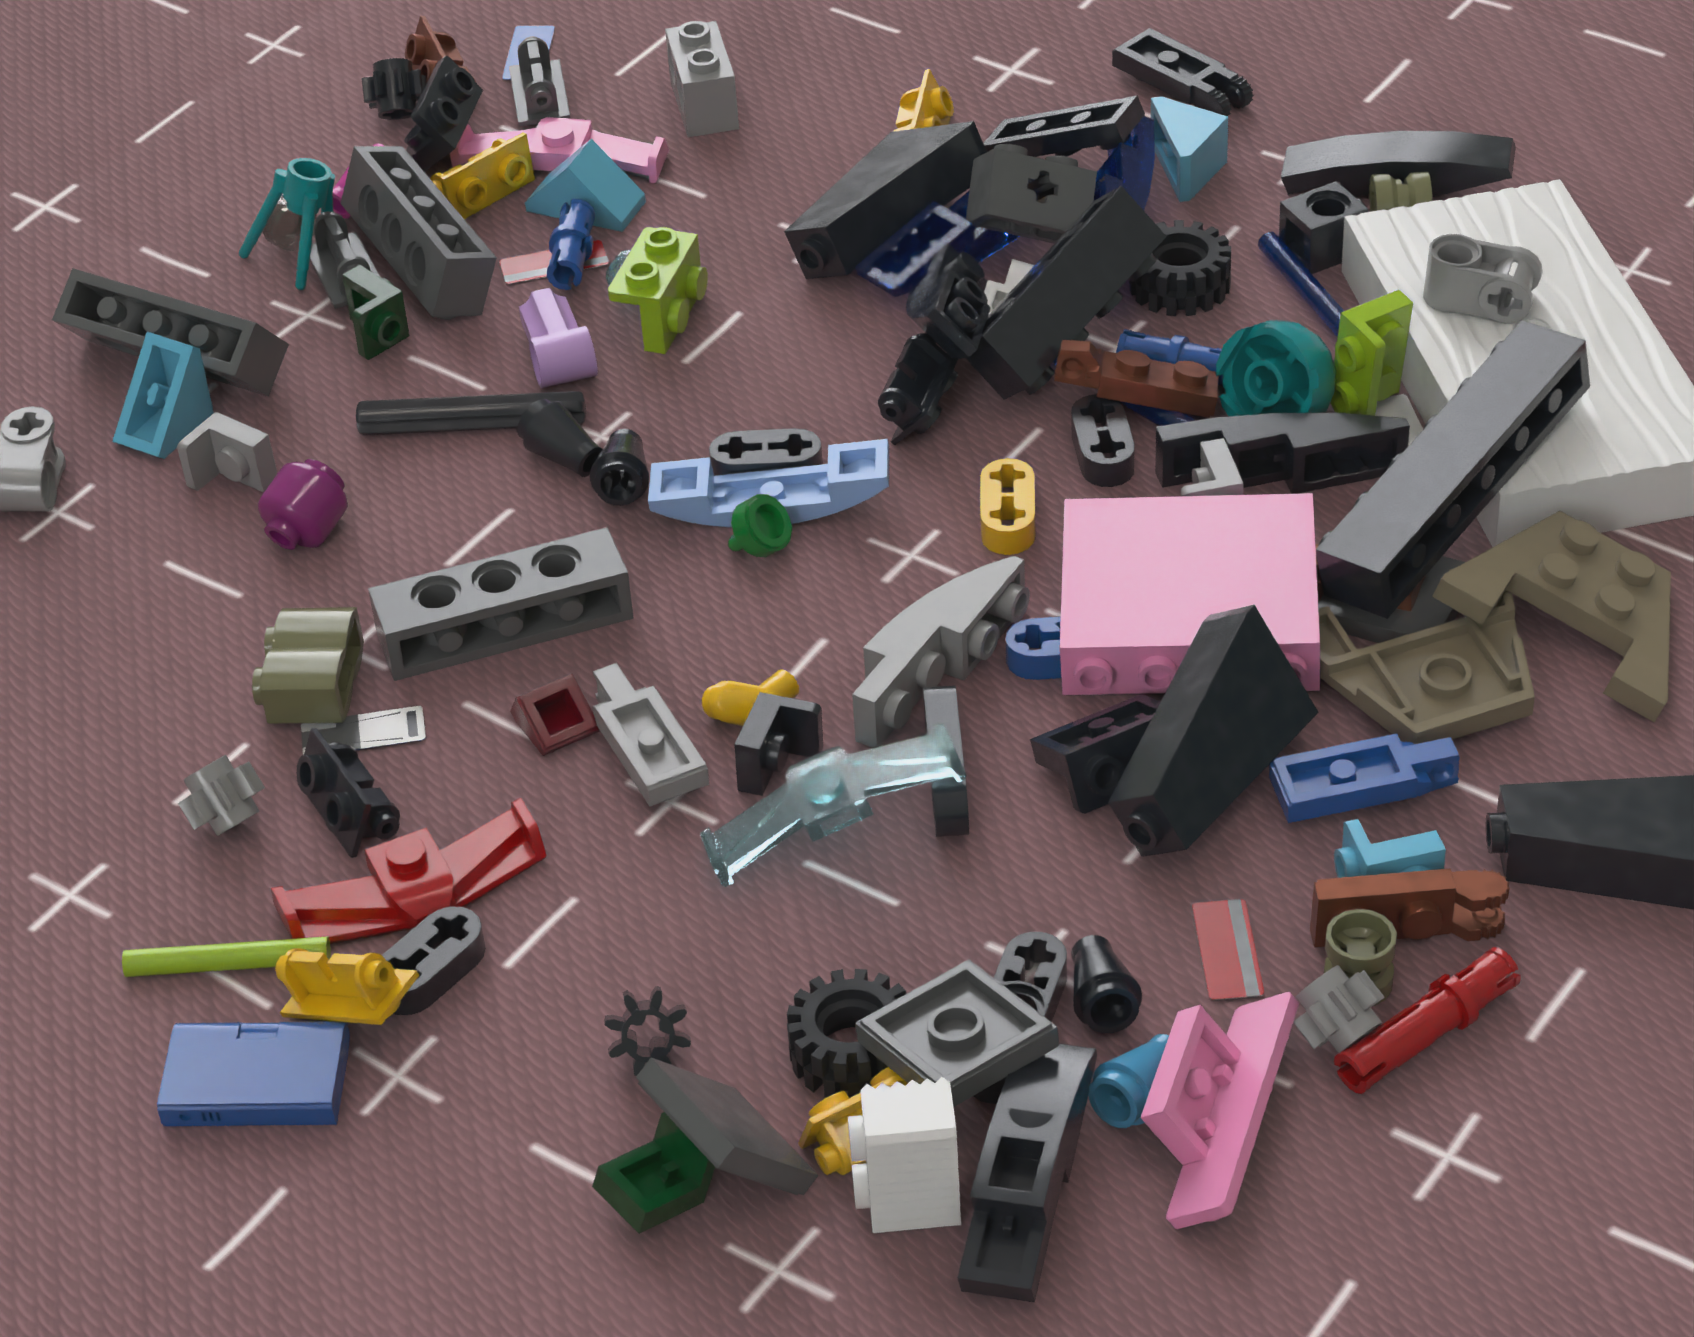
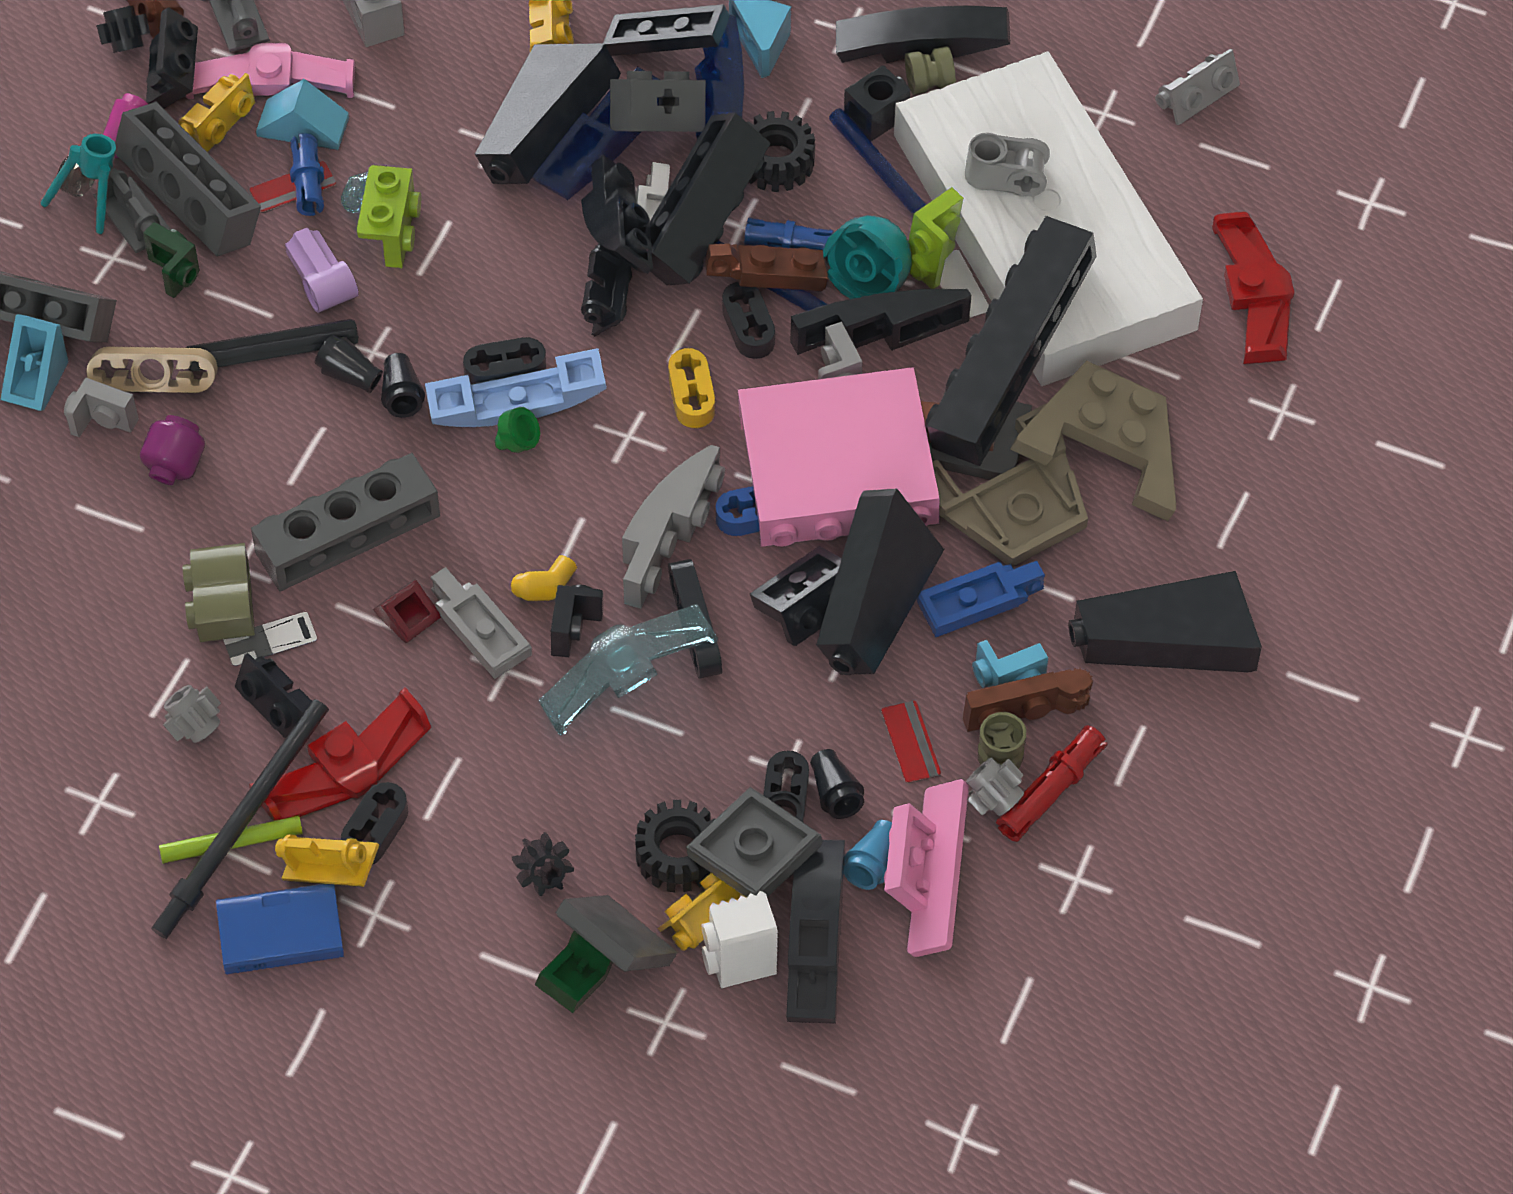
camera: 15 degrees left, 15 degrees up
(144, 1010) = (188, 892): none -> black bar
(349, 408) = (184, 380): none -> tan beam

